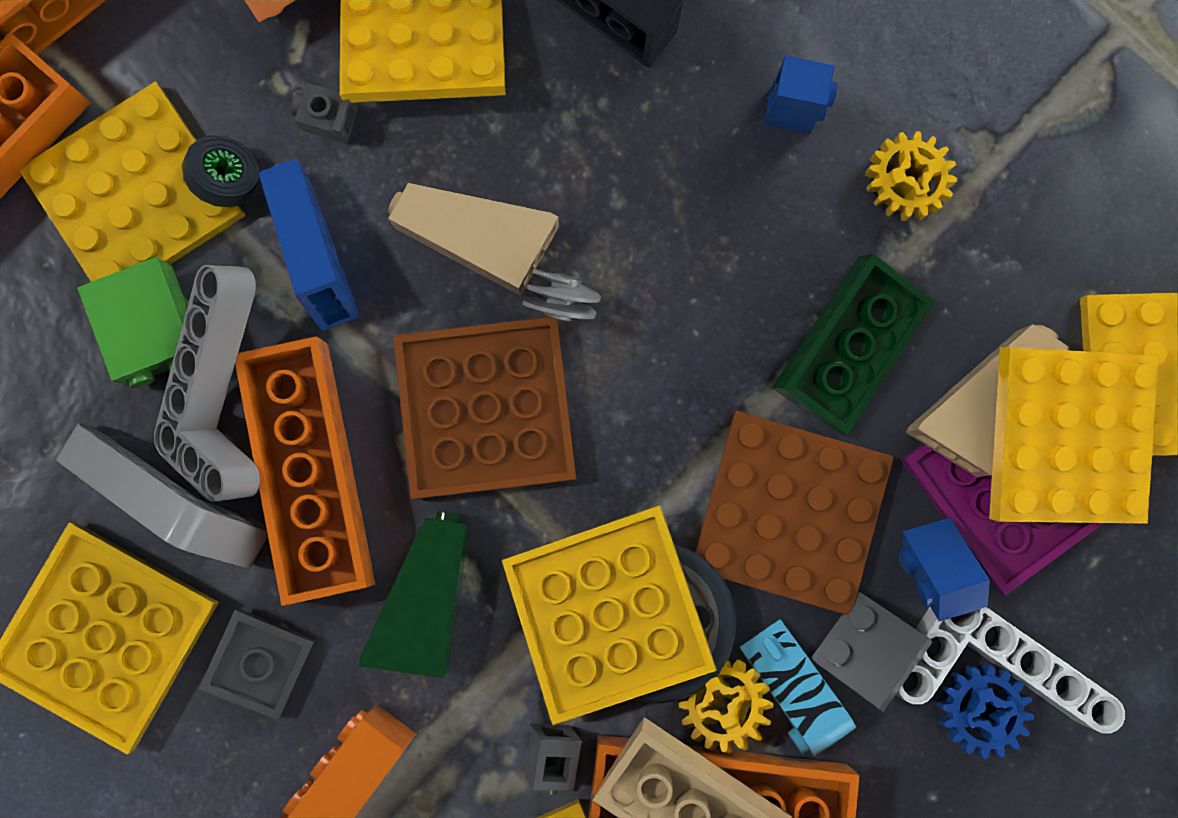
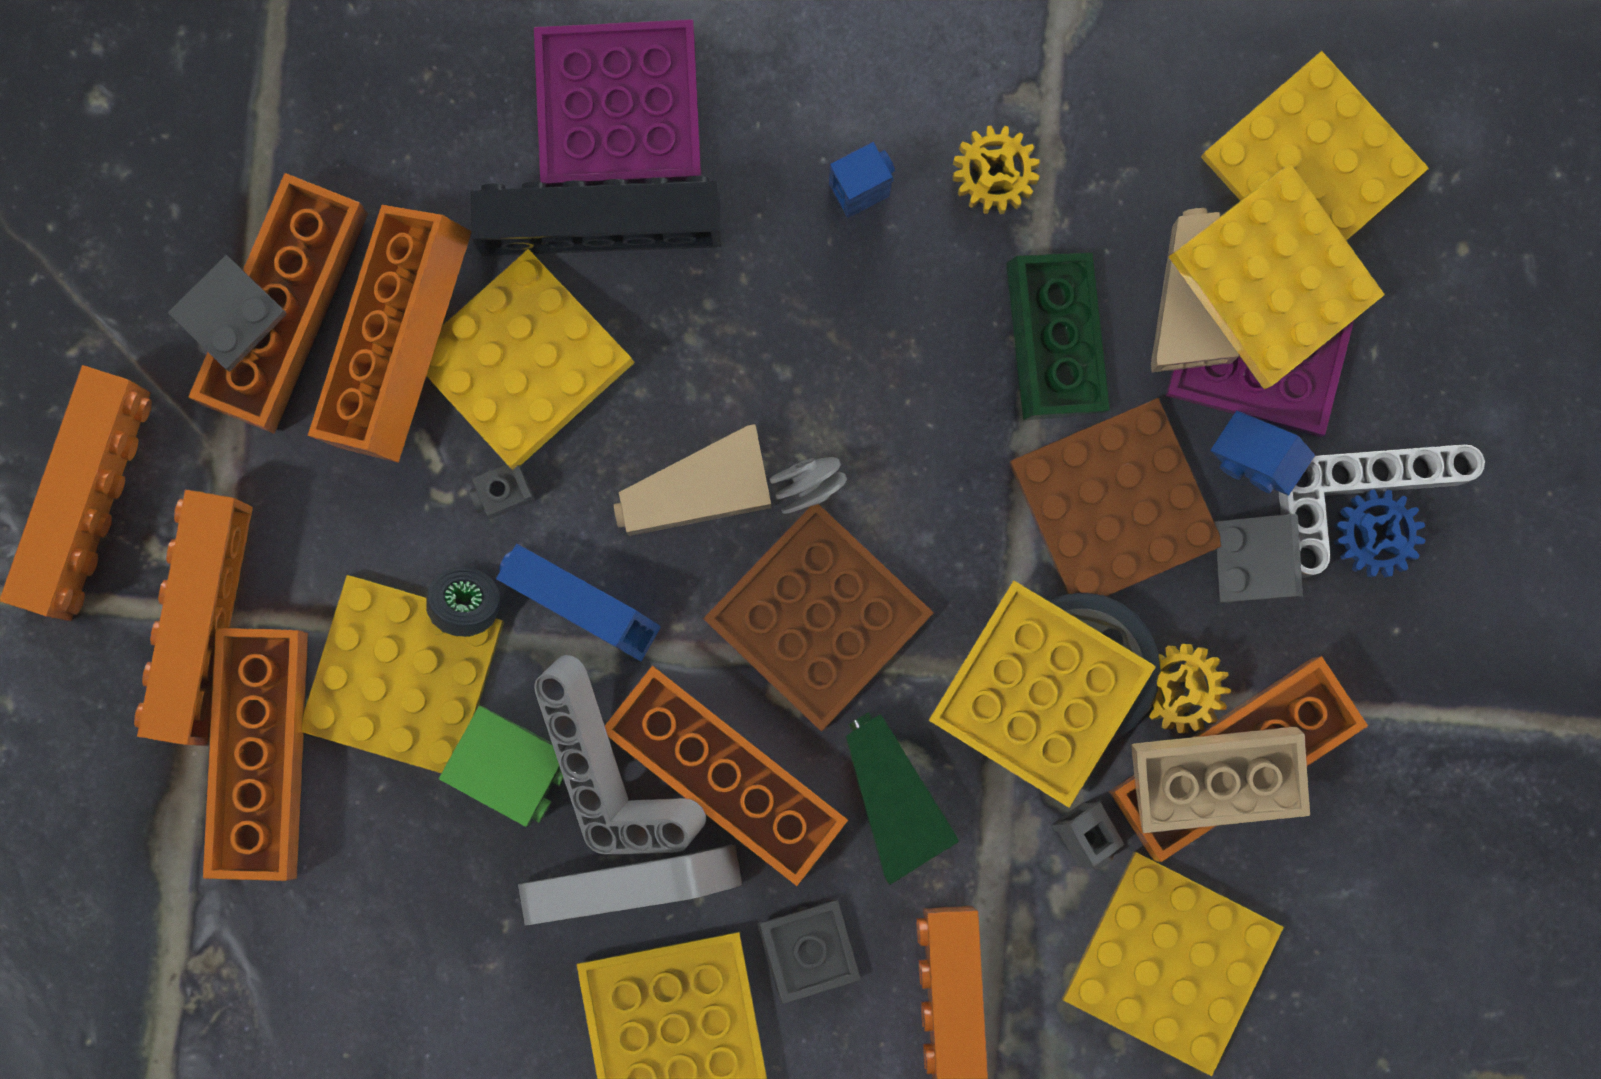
camera: 35 degrees left, 0 degrees up
(799, 689) = (1229, 632): medium azure door -> none

